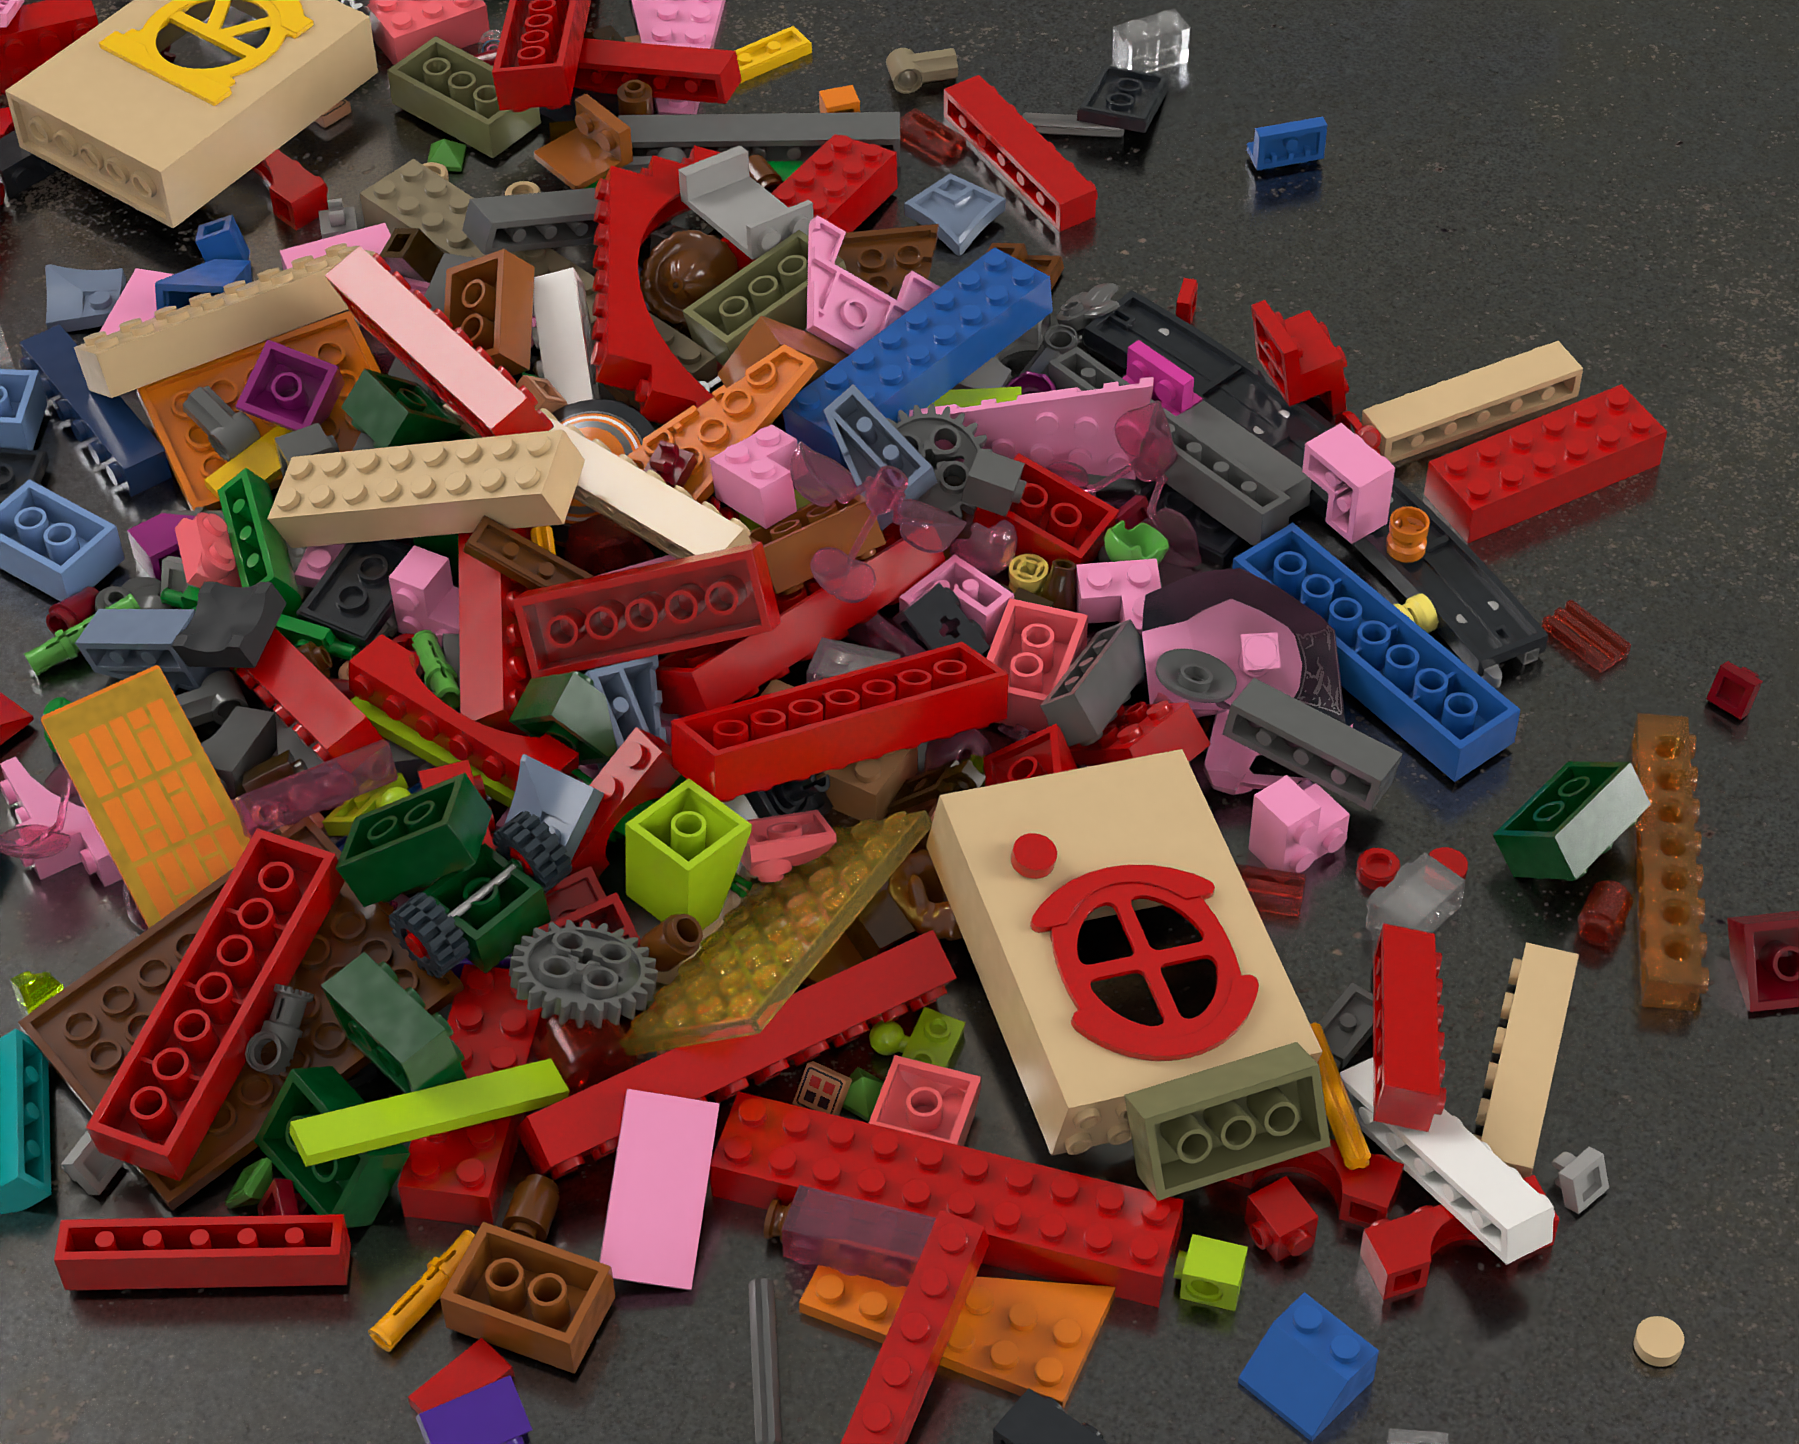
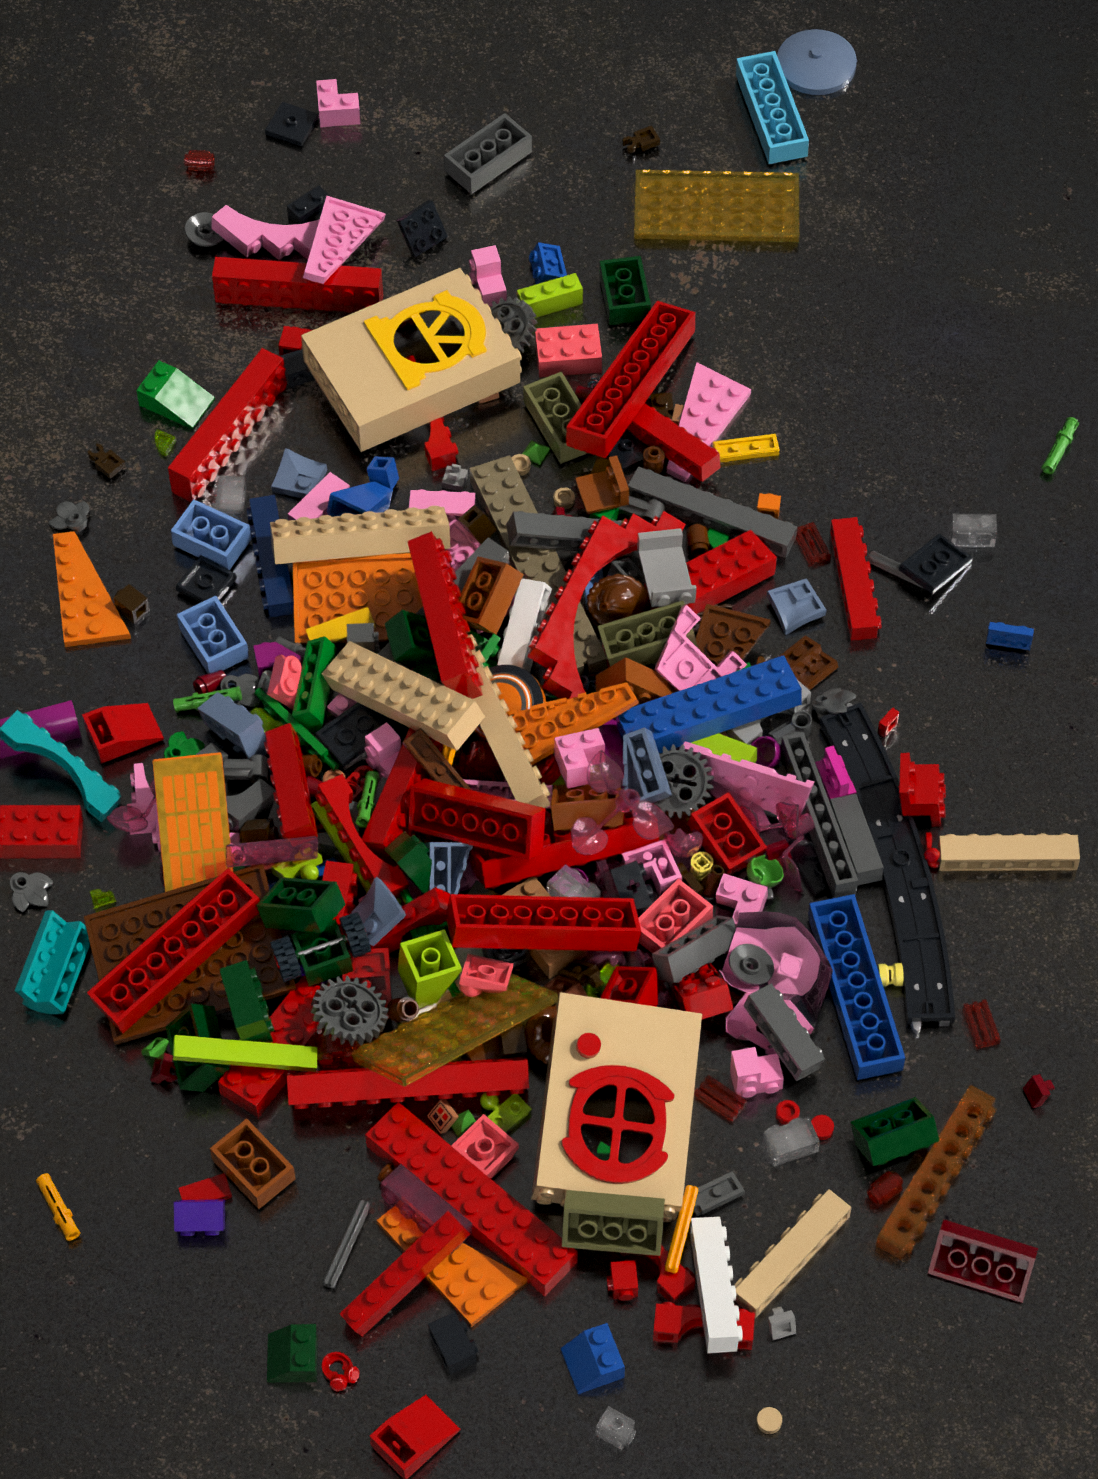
camera: 25 degrees right, 10 degrees up
(90, 1167) = (86, 1007): light grey tile -> none
(203, 1252) = (118, 1075): red brick -> none
(226, 430) = (328, 603): dark grey piece -> none
(230, 625) = (271, 736): black brick -> none
(281, 1028) = (198, 976): dark grey connector -> none
(290, 388) = (368, 596): magenta slope -> none
(420, 1296) = (206, 1140): light orange pin -> none
(533, 1207) = (276, 1118): reddish brown brick -> none
(544, 392) = (495, 653): nougat tile -> none
(659, 1189) = (335, 1136): bright pink tile -> none
(672, 463) = (535, 731): dark red tile -> none
(911, 70) = (825, 493): dark tan piece -> none
(994, 482) = (700, 808): dark grey brick -> none
(1211, 1272) = (575, 1291): lime brick -> none
(1354, 478) = (895, 882): bright pink brick -> none
(1407, 534) = (912, 926): orange wheel -> none
(1407, 1029) = (735, 1209): red brick -> none
(1544, 463) = (1024, 909): red brick -> none

